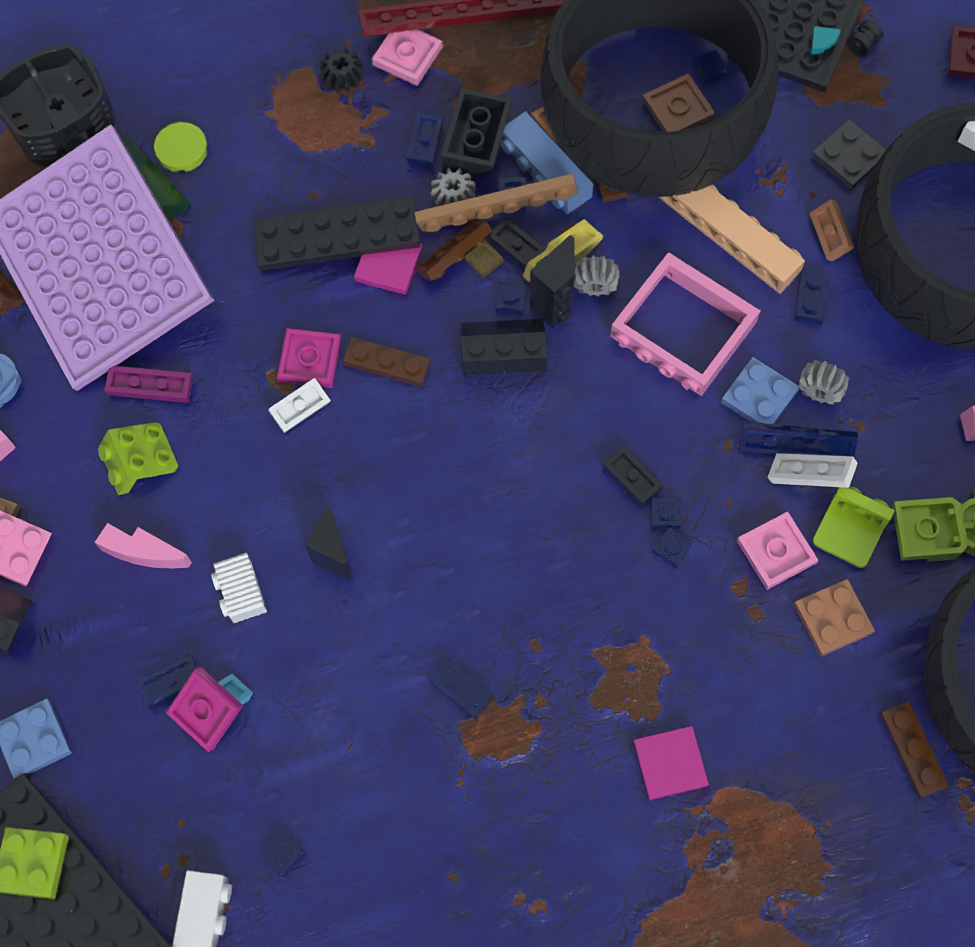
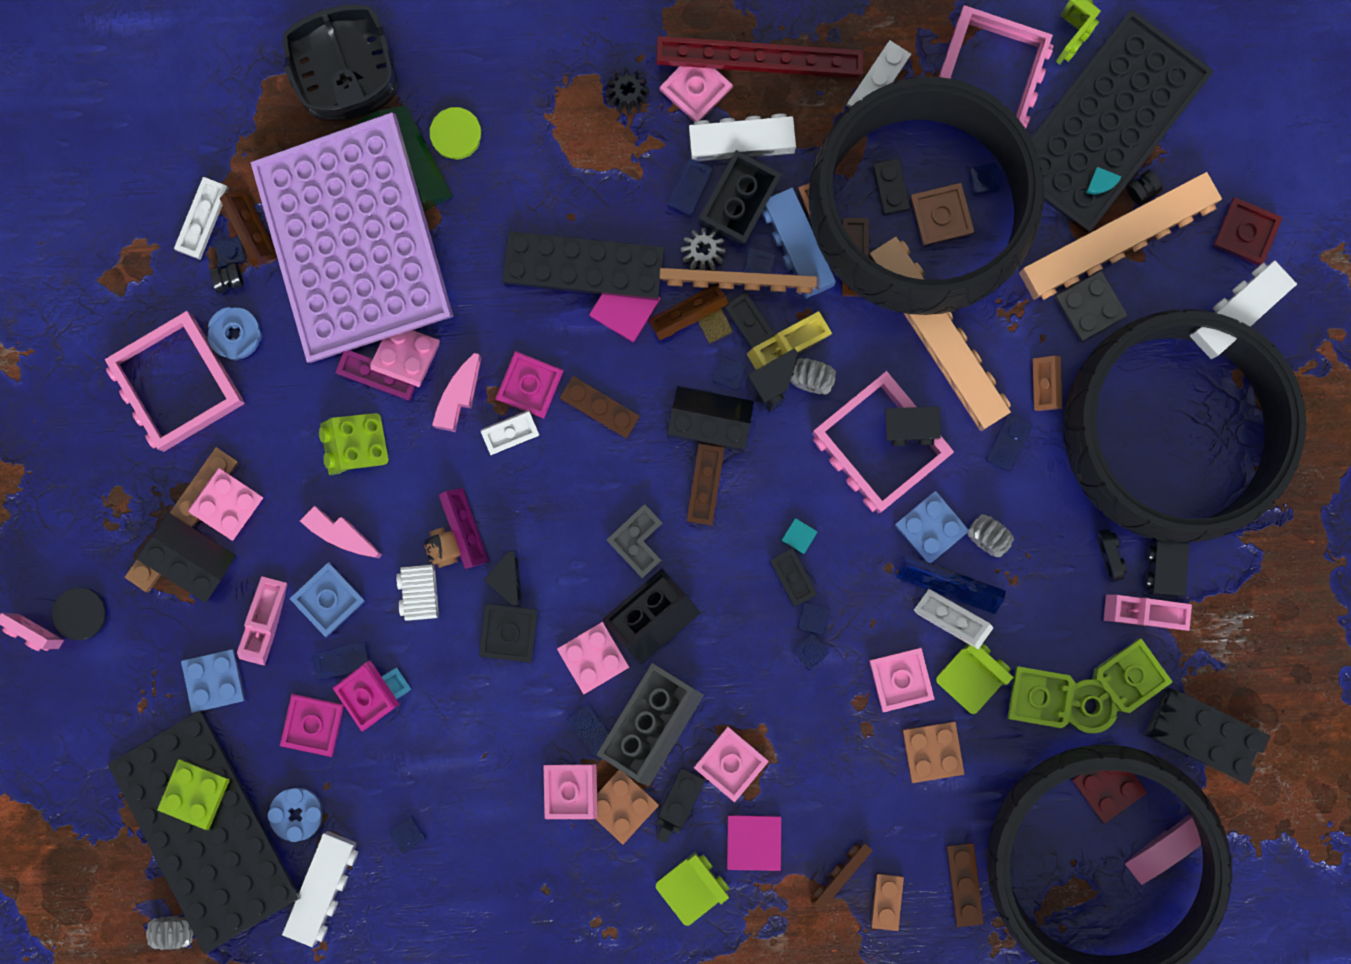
camera: 10 degrees right, 15 degrees up
(74, 661) = (262, 621): none -> bright pink slope
(134, 865) = (280, 814): none -> medium blue plate
(141, 620) = (327, 599): none -> medium blue plate
(151, 759) = (312, 725): none -> dark pink tile
(174, 357) = (405, 356): none -> bright pink plate
(236, 382) = (457, 395): none -> bright pink slope
(254, 535) = (442, 547): none -> medium nougat head
(272, 511) = (464, 528): none -> magenta plate
(345, 606) = (508, 633): none -> black plate
(439, 91) = (751, 137): none -> white brick
(443, 611) = (593, 658): none -> bright pink plate
(452, 480) = (630, 538): none -> dark grey plate
(454, 755) = (570, 791): none -> bright pink plate
(495, 551) = (651, 616): none -> black slope
(514, 761) = (623, 806): none -> nougat plate
(515, 408) = (705, 484): none -> reddish brown plate
(523, 661) = (650, 725): none -> dark grey slope
(576, 741) = (679, 803): none -> black hinge
(617, 829) = (692, 888): none -> lime bracket
(621, 96) = (891, 187): none -> black plate
(621, 683) = (731, 764): none -> bright pink plate
(626, 434) = (799, 536): none -> teal tile
(710, 291) = (912, 425): none -> black brick
(775, 772) = (840, 875): none -> reddish brown plate
(835, 790) = (887, 902): none -> nougat plate
(856, 85) = (1119, 236): none -> light nougat brick
(947, 369) = (1108, 546): none -> black plate

